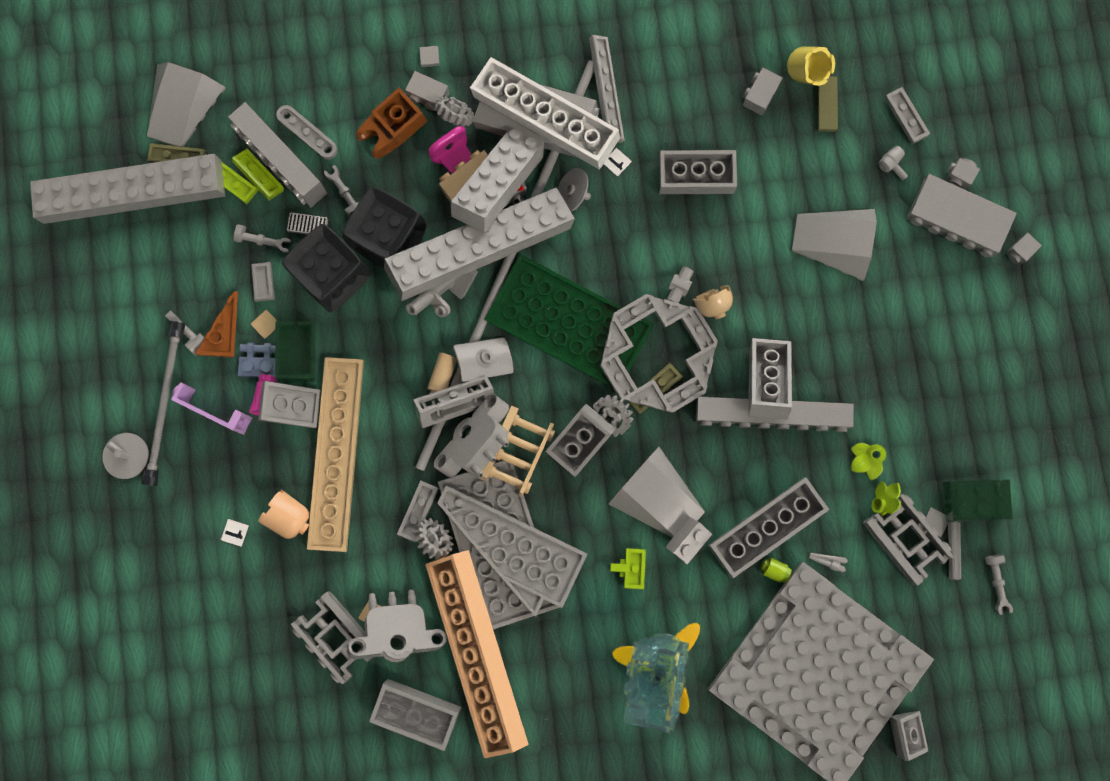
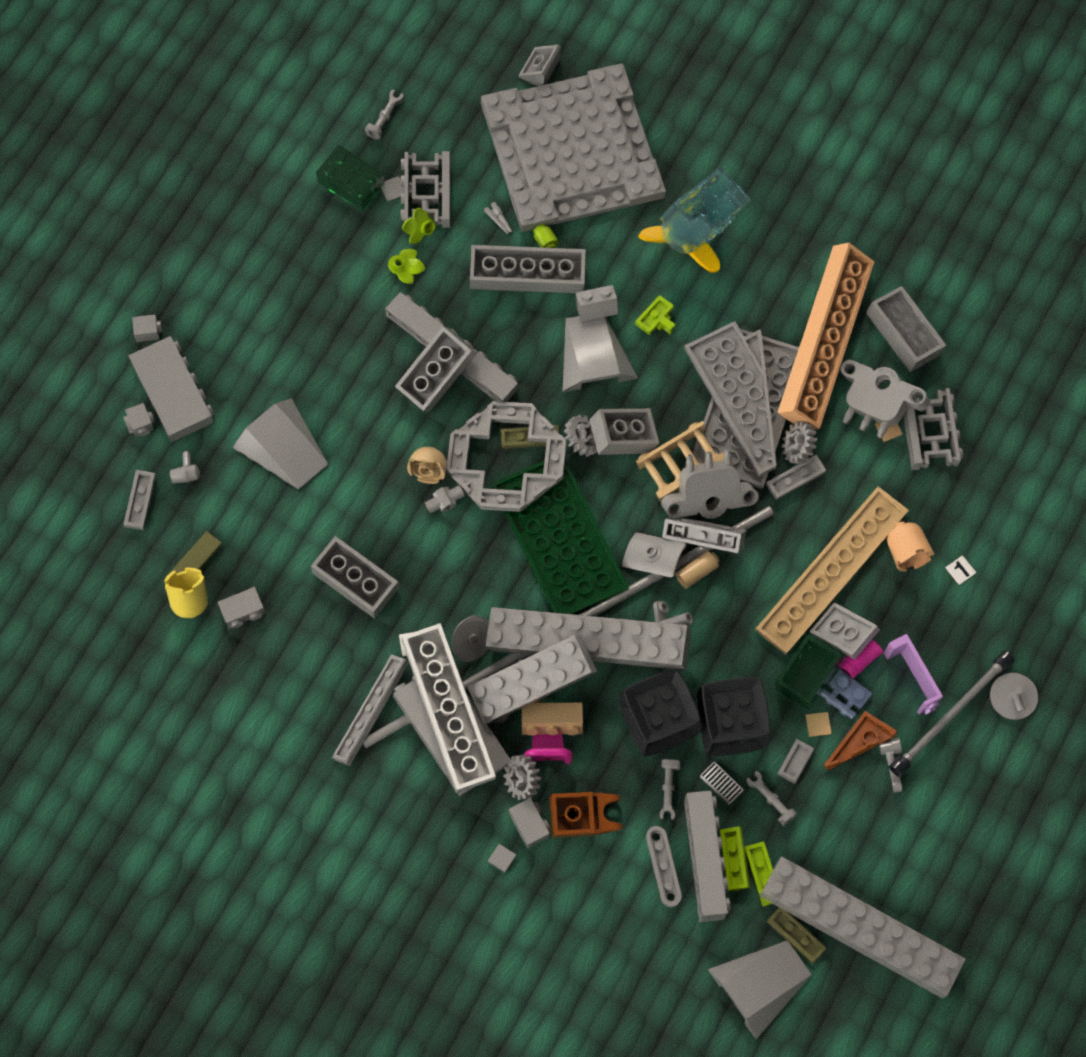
camera: 150 degrees left, 10 degrees down
(954, 542) = (395, 160): light grey axle -> none

